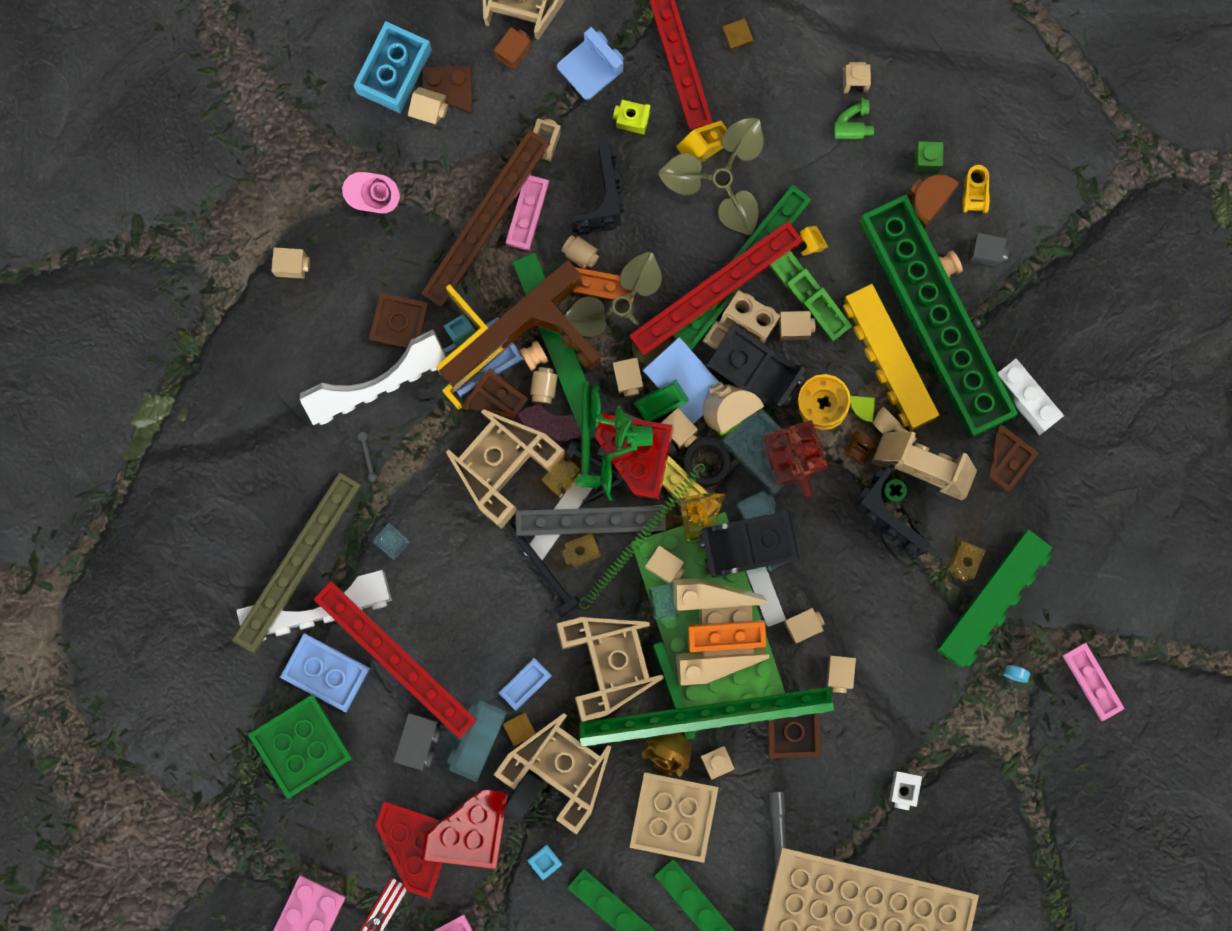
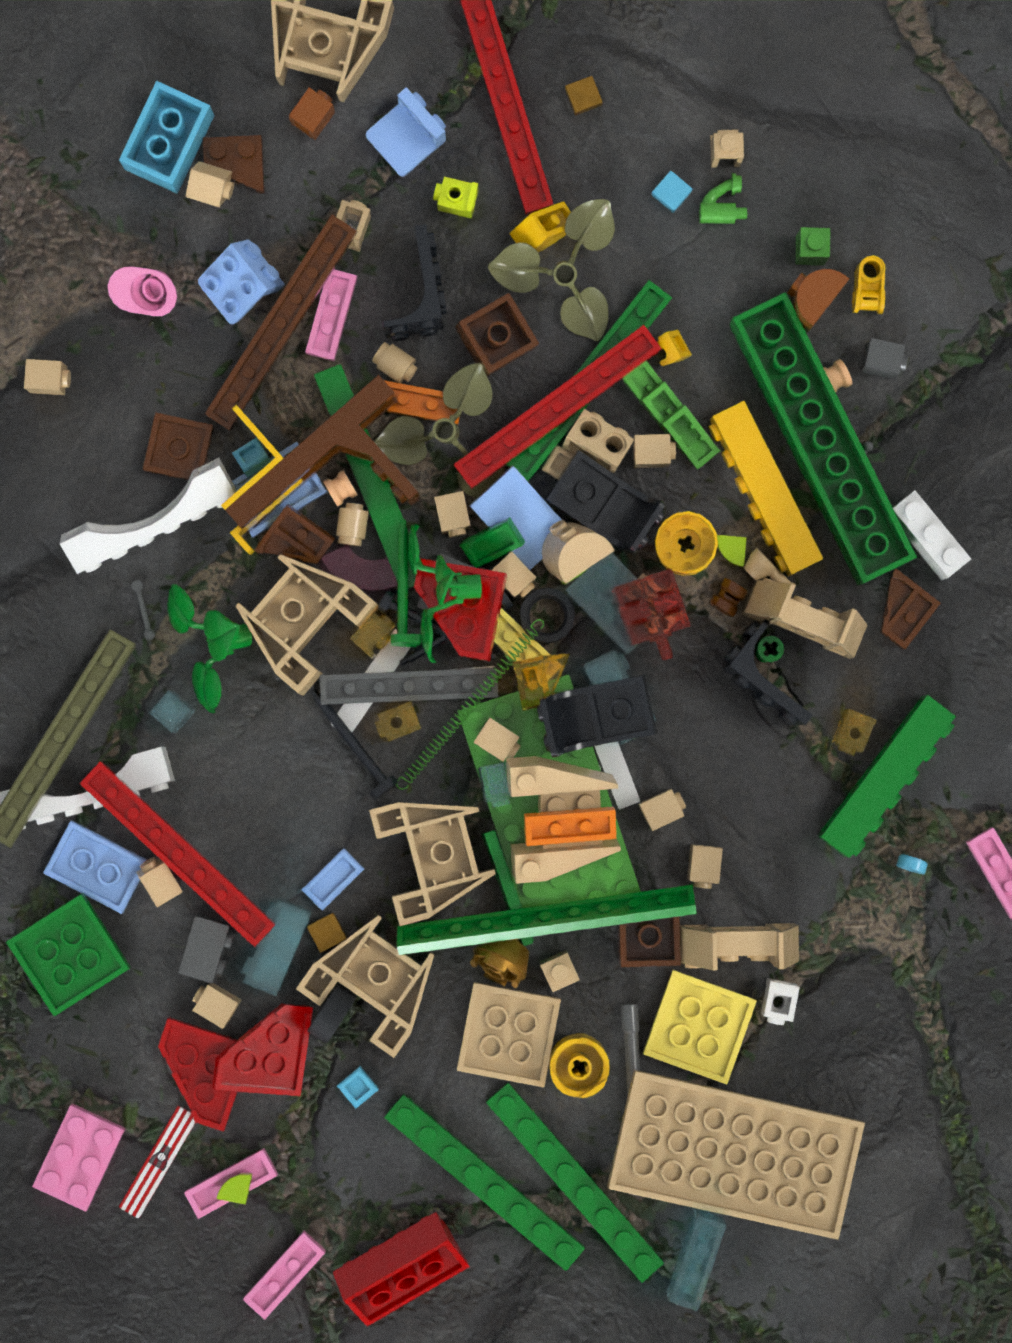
camera: 10 degrees left, 5 degrees up
(377, 683) = (158, 881): none -> tan brick
(424, 789) = (215, 1004): none -> tan brick
(436, 476) = (222, 638): none -> green plant
(451, 184) = (239, 280): none -> light blue bracket
(665, 229) = (497, 334): none -> reddish brown brick
(748, 845) = (581, 1048): none -> yellow brick
(811, 113) = (672, 191): none -> medium azure tile
(836, 811) = (699, 1026): none -> light yellow plate
(842, 739) = (772, 943): none -> tan wedge

